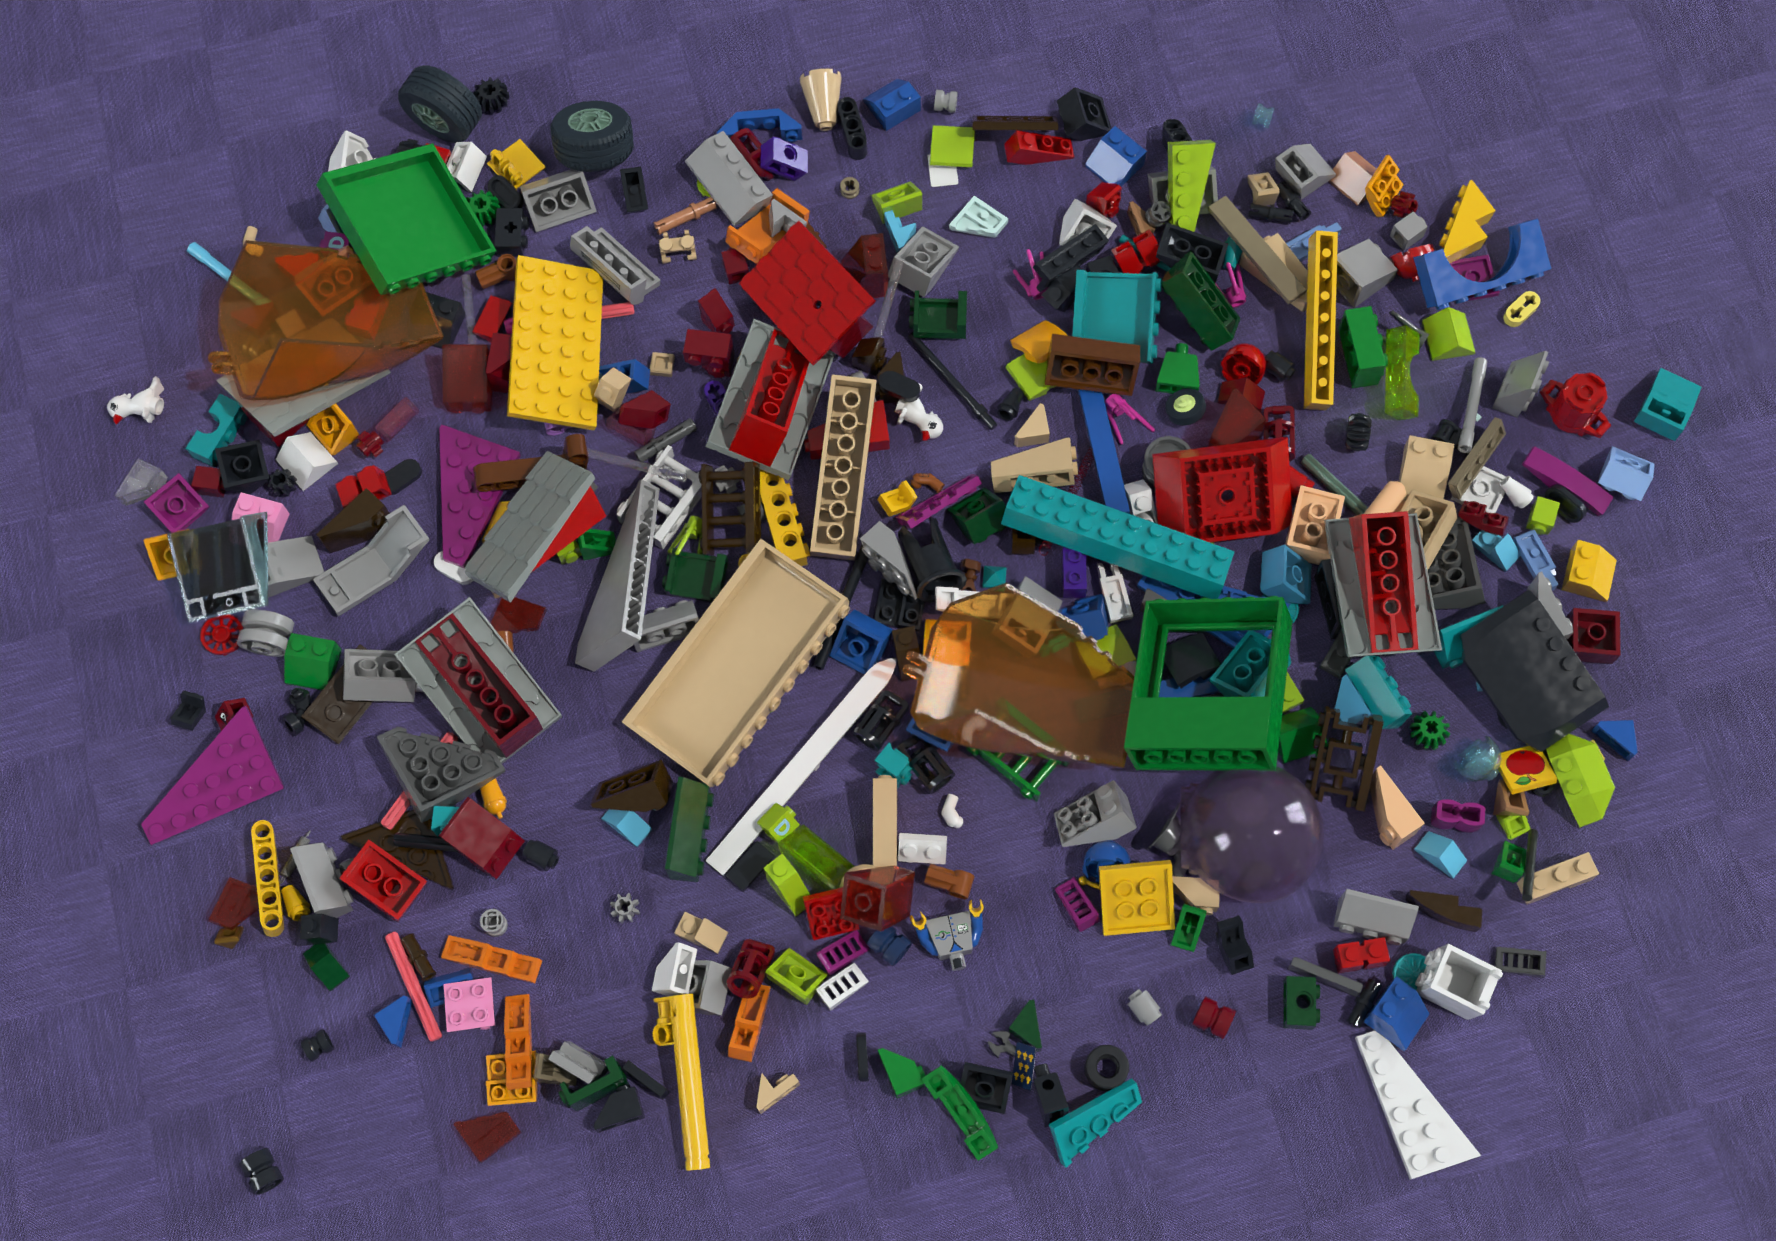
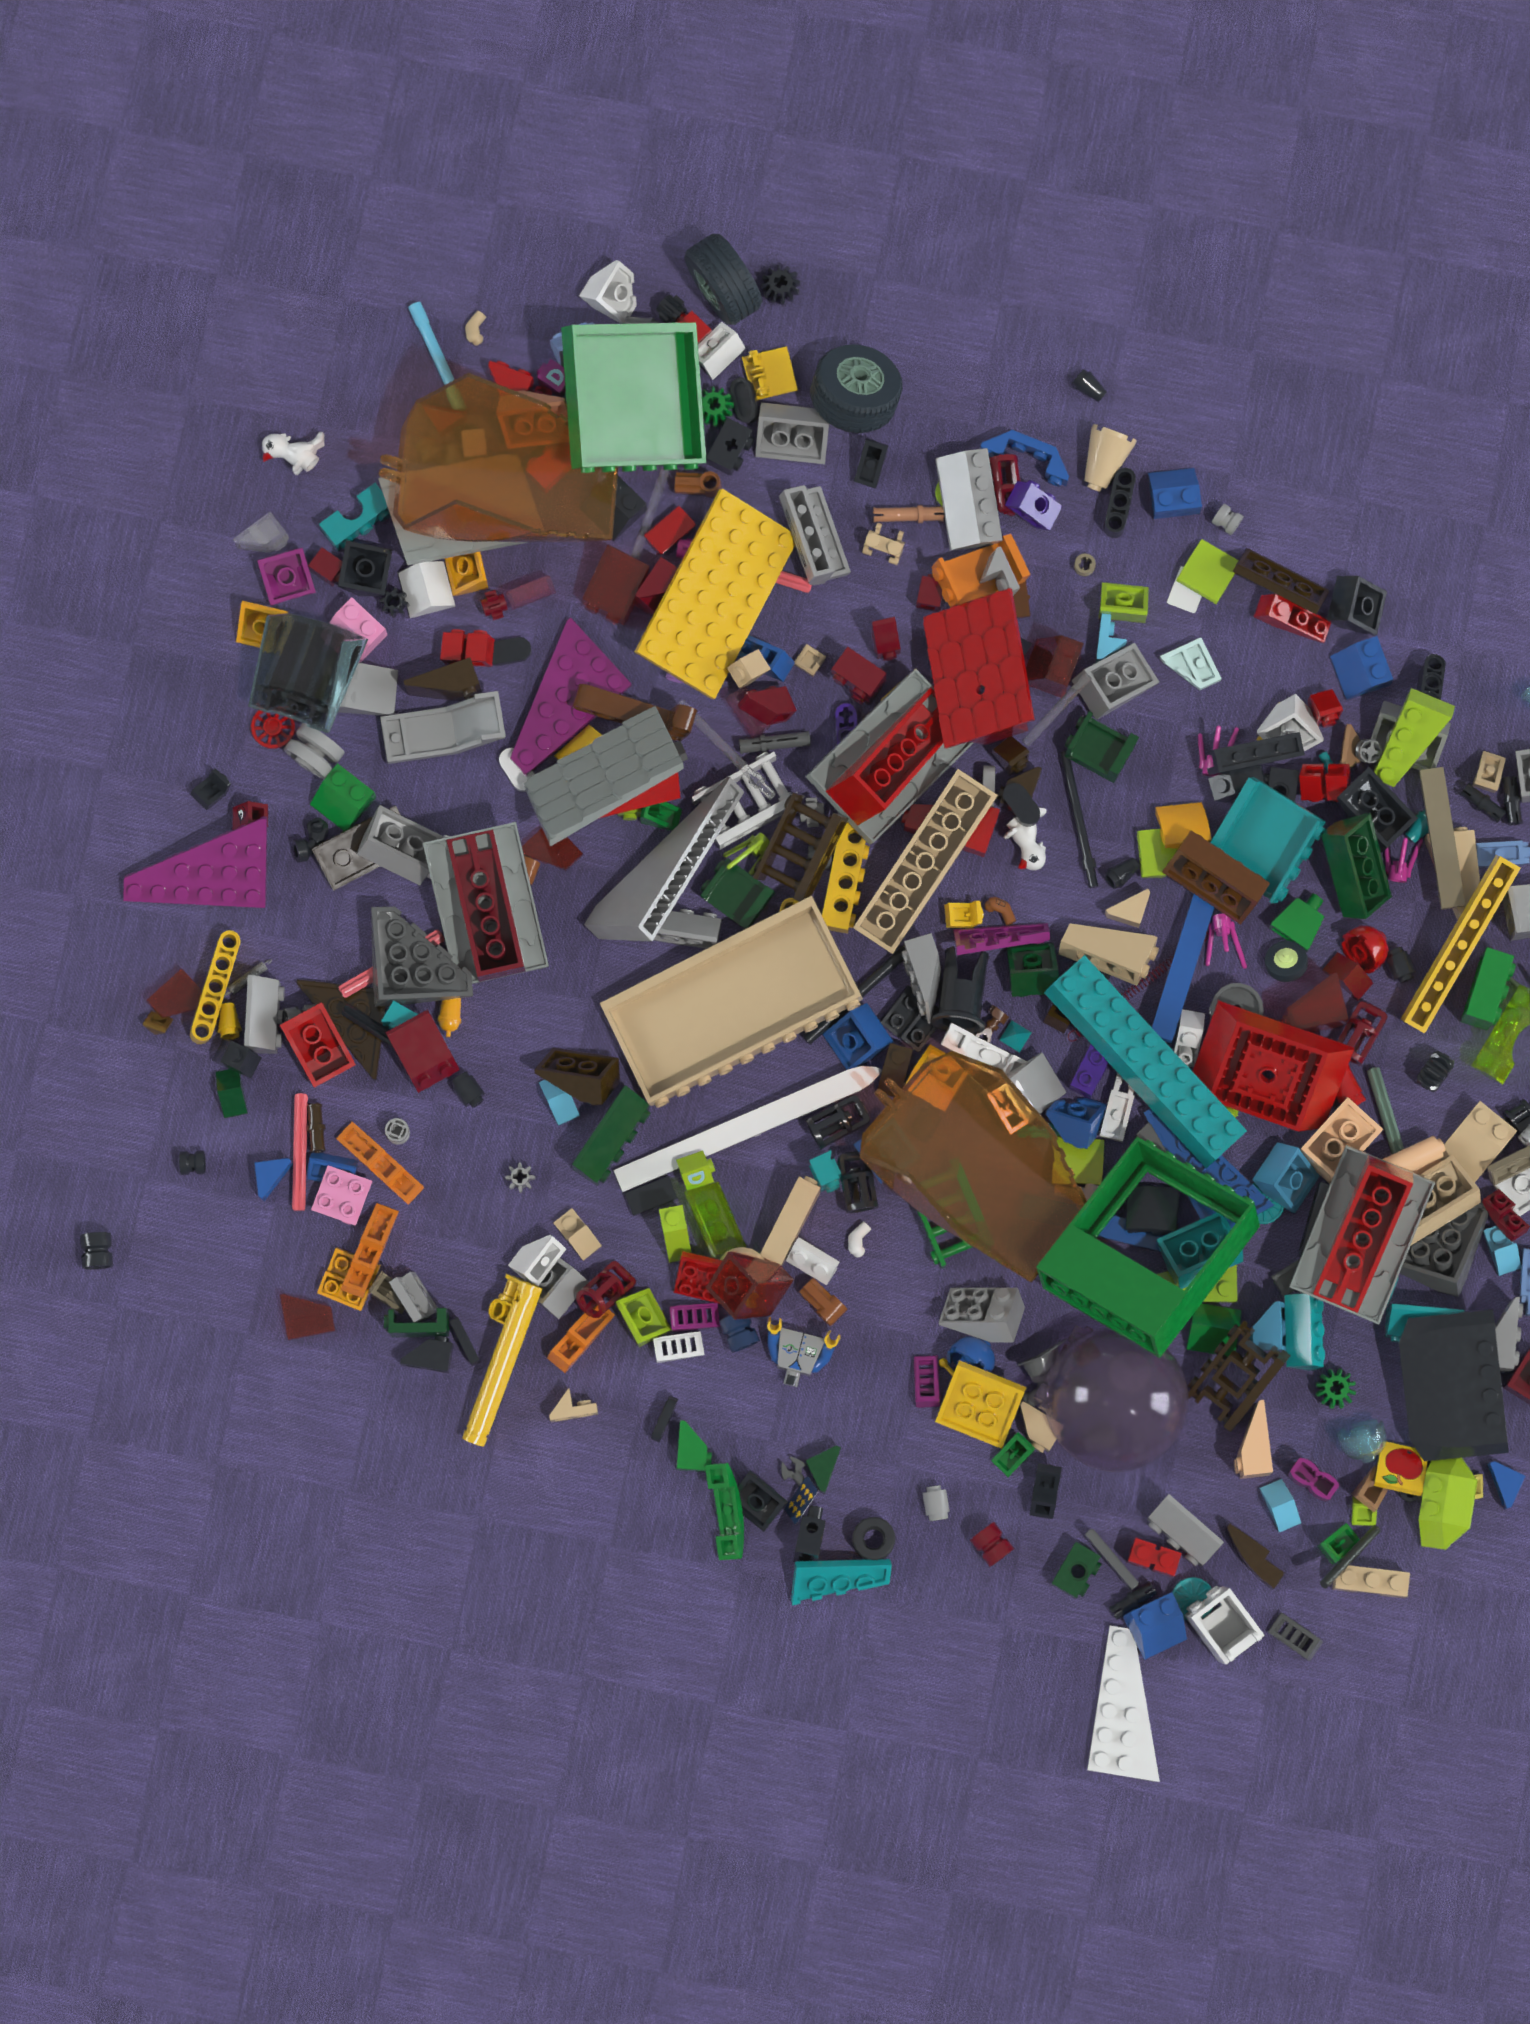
camera: 25 degrees right, 10 degrees up
(780, 56) = (1089, 385): none -> black cone

